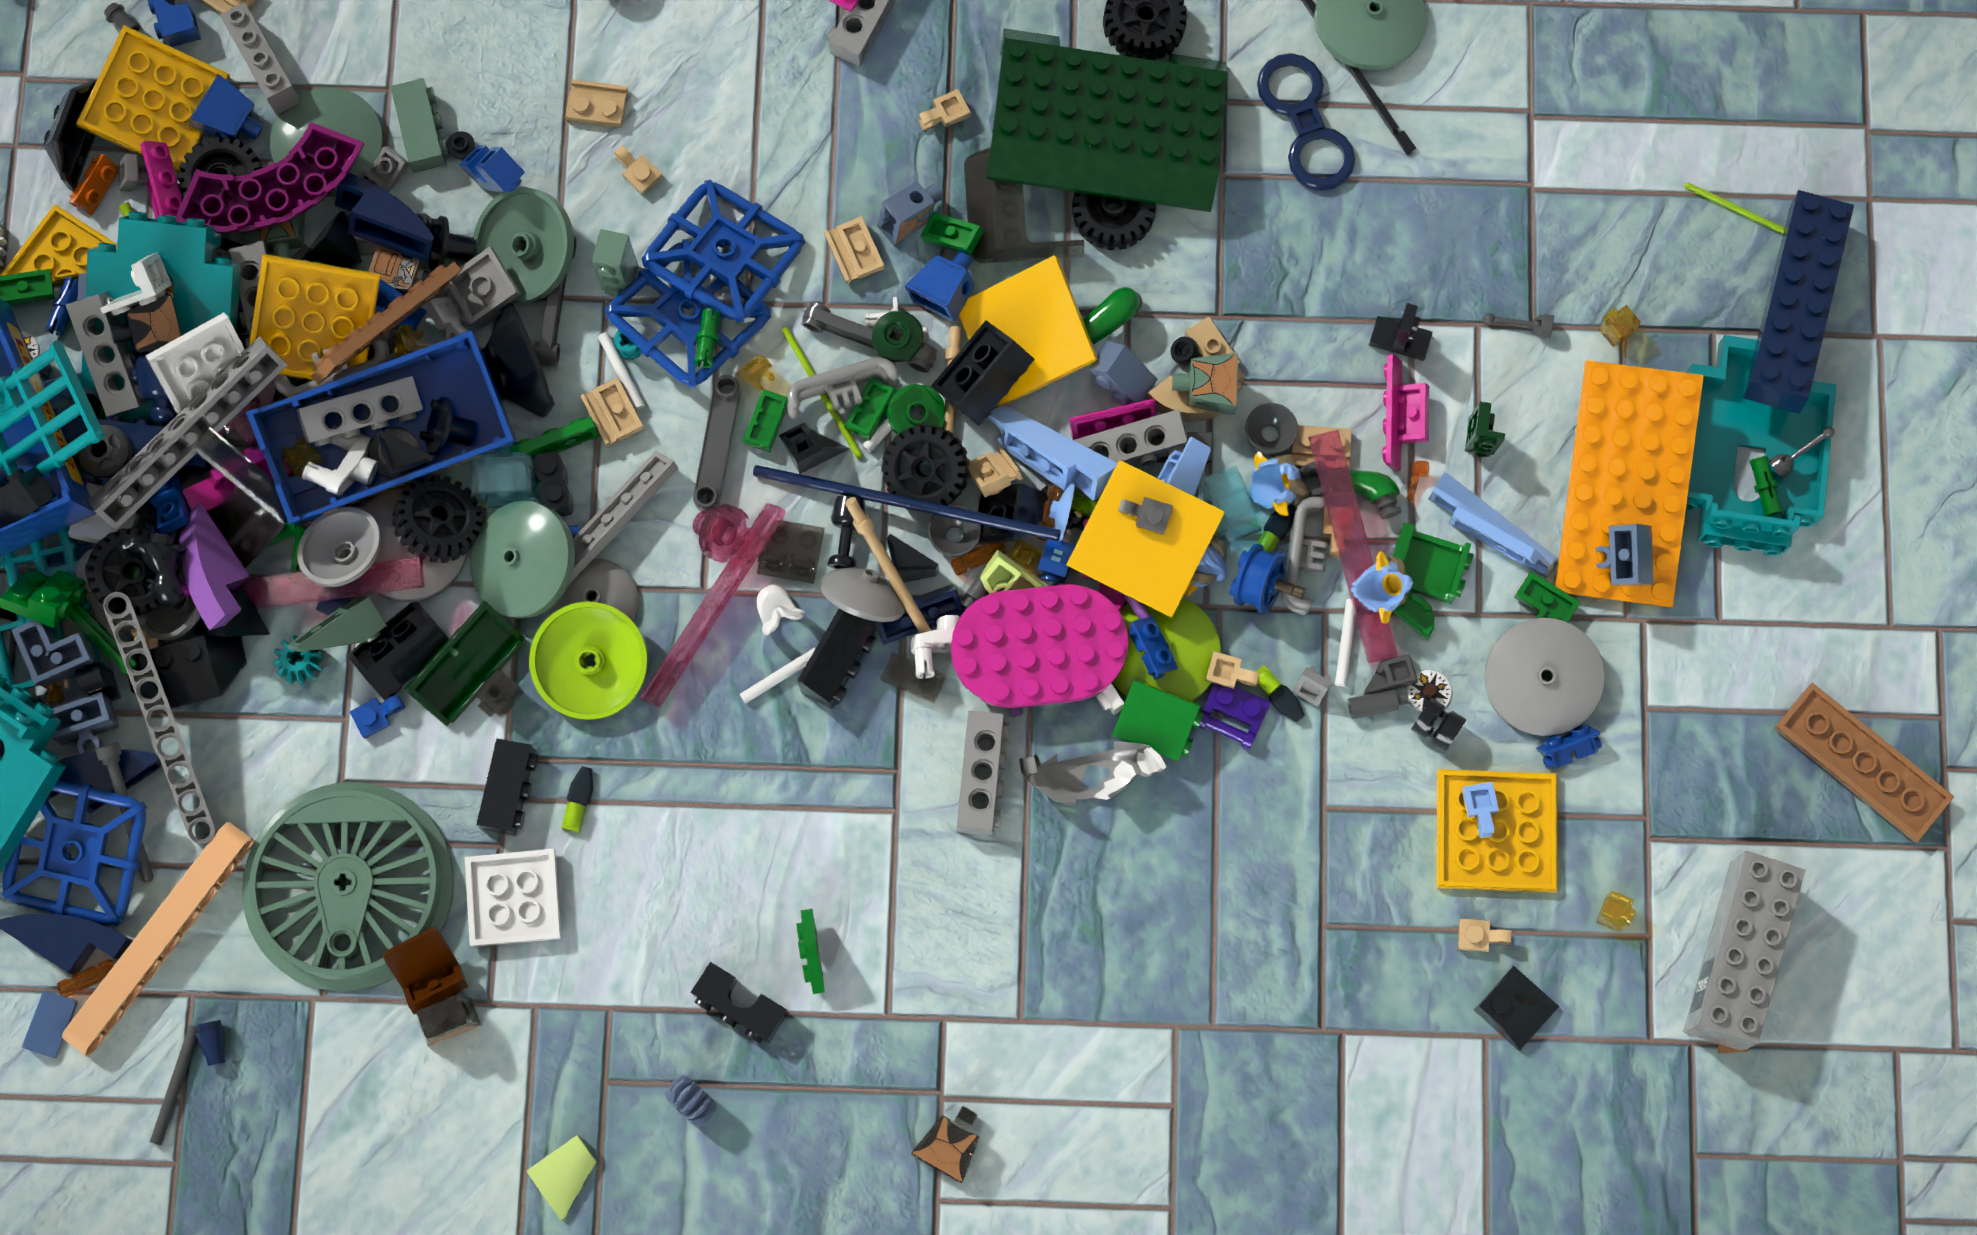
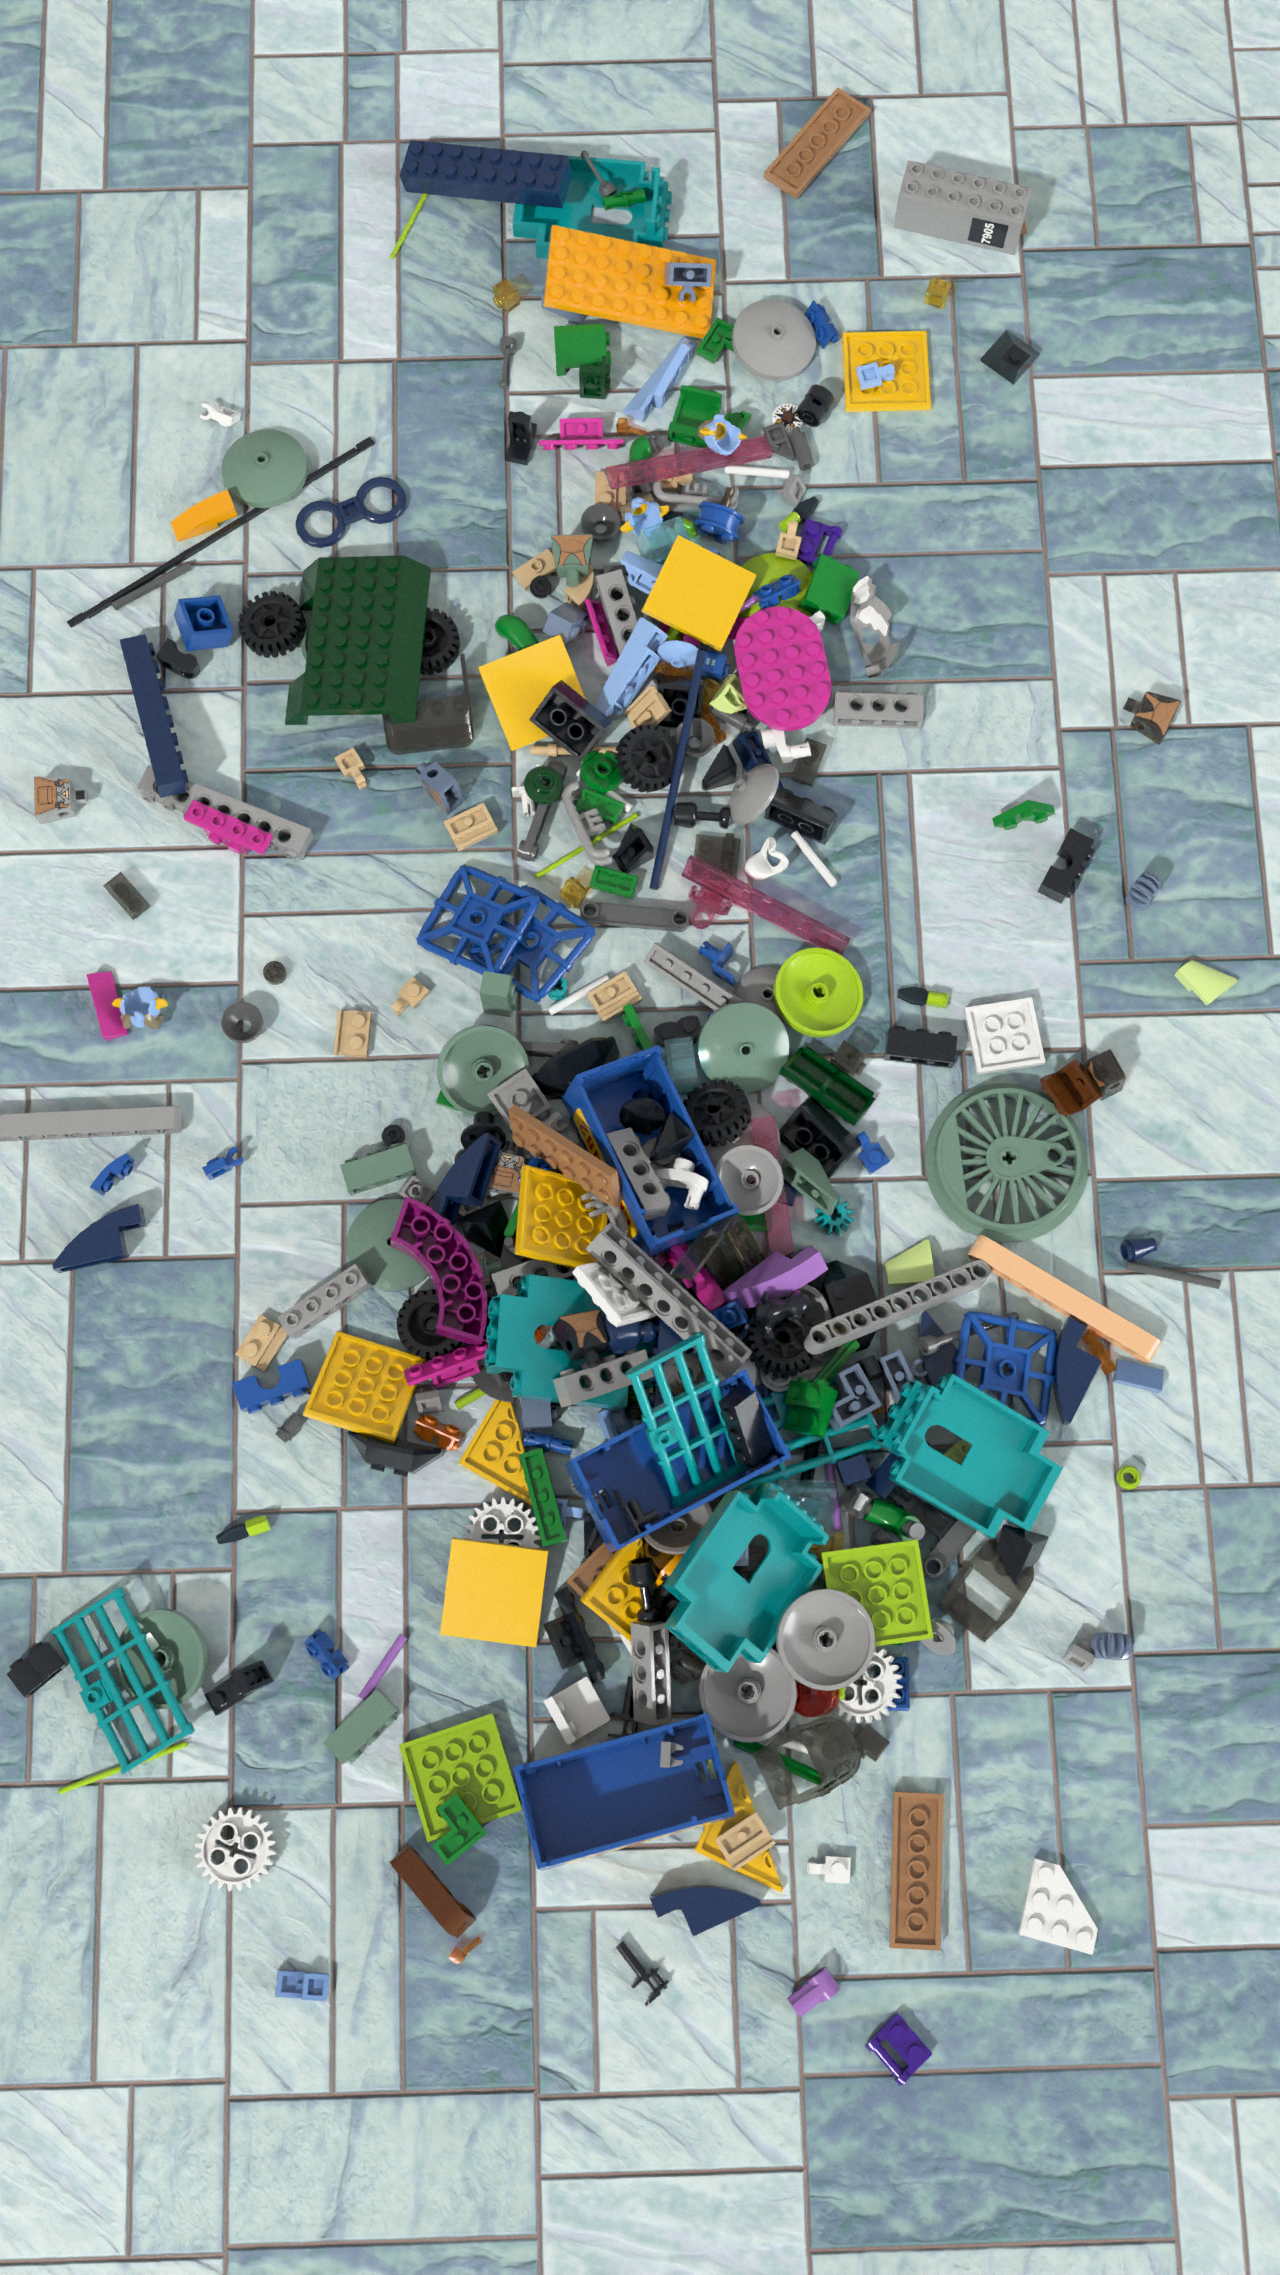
camera: 95 degrees left, 0 degrees up
(150, 277) = (560, 1342): white bracket -> none
(223, 751) = (910, 1266): none -> yellowish green slope
(225, 112) = (373, 1326): blue torso -> none
(299, 456) = (675, 1219): clear yellow tile -> none
(492, 169) = (425, 1089): blue arch -> none
(649, 544) = (719, 959): none -> blue bracket
(682, 16) = (274, 972): none -> clear smoke tile
(707, 338) = (556, 920): green pin -> none
(865, 526) = (715, 773): tan bar -> none
(943, 285) = (499, 756): blue torso -> none
(952, 233) = (456, 752): green plate -> none
(1151, 514) = (684, 585): flat silver plate -> none
(1476, 935) = (962, 381): tan plate -> none
(1535, 419) = (580, 346): none -> green panel

